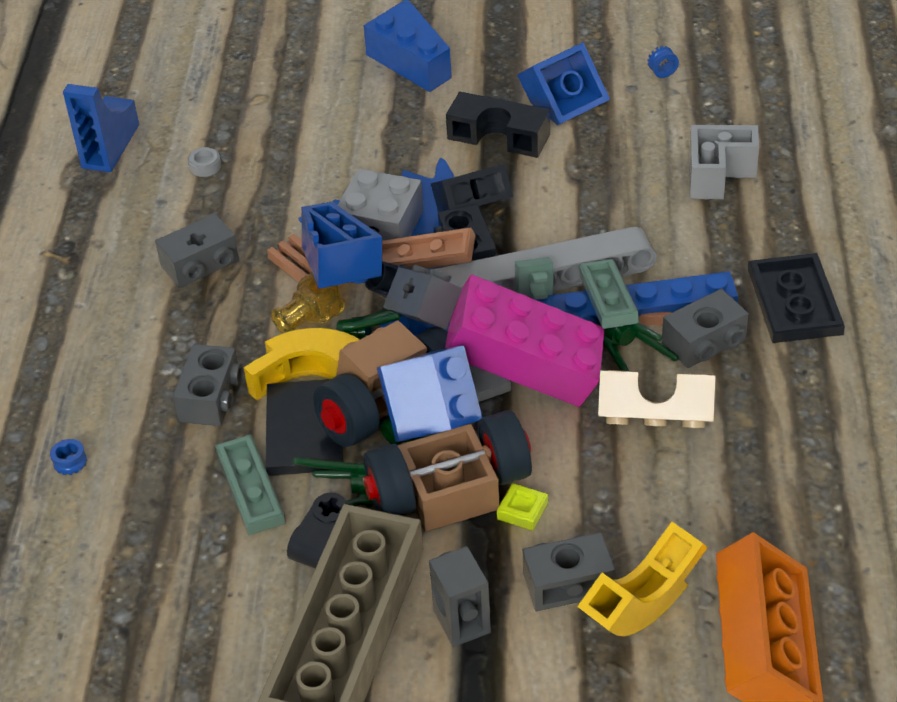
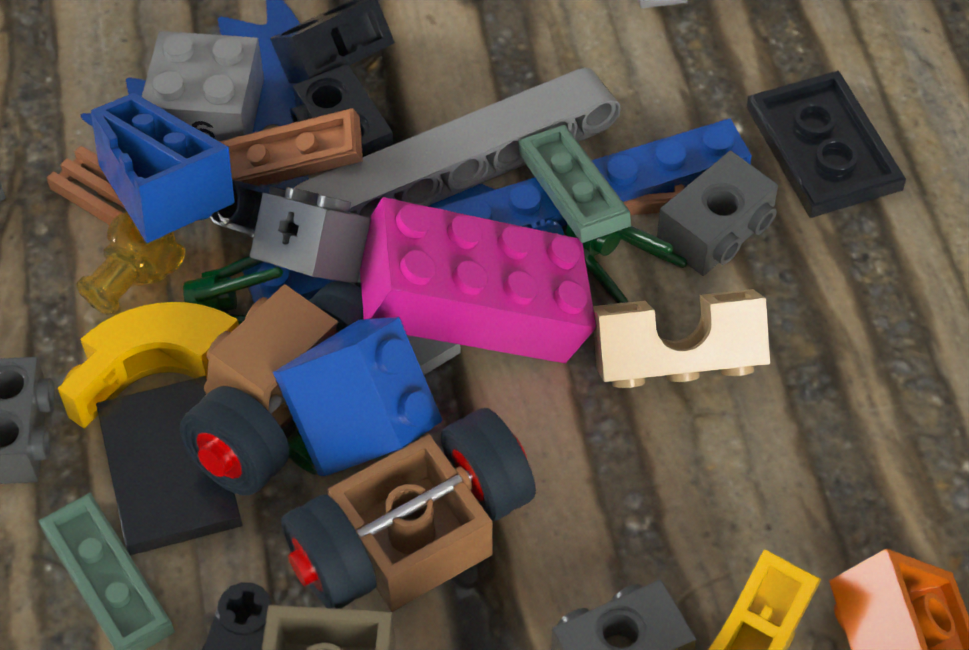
camera: 15 degrees left, 10 degrees up
(340, 470) = (272, 547): dark green plant -> none
(522, 506) = (525, 544): neon yellow tile -> none
(534, 277) = (459, 173): sand green tile -> none

